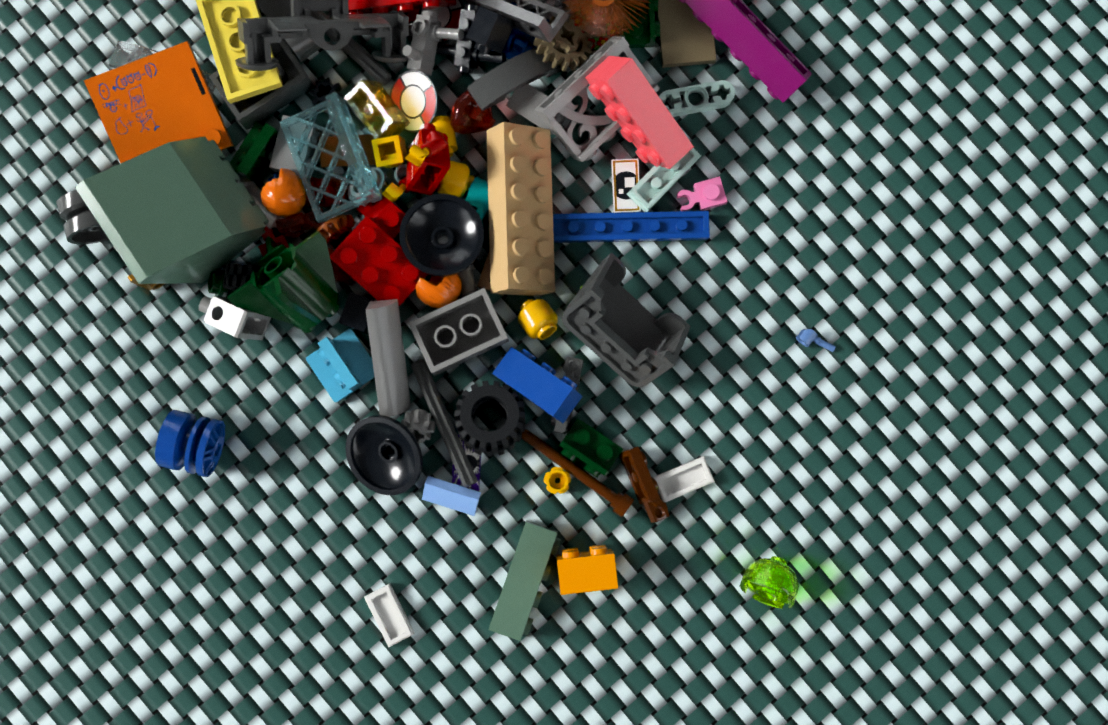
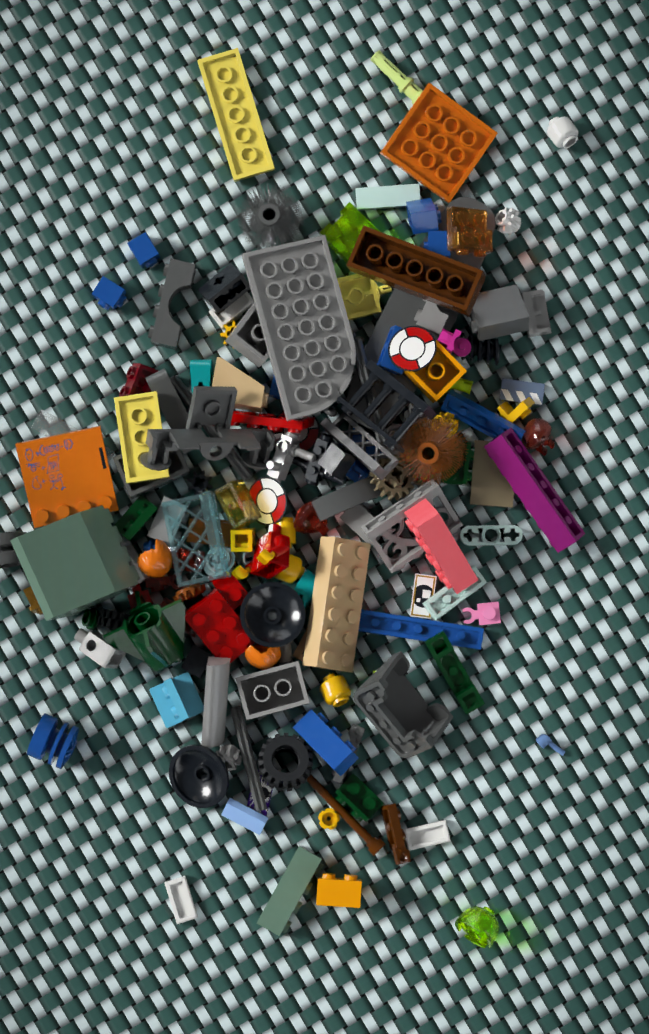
camera: 15 degrees right, 0 degrees up
(680, 271) = (454, 672): none -> dark green slope

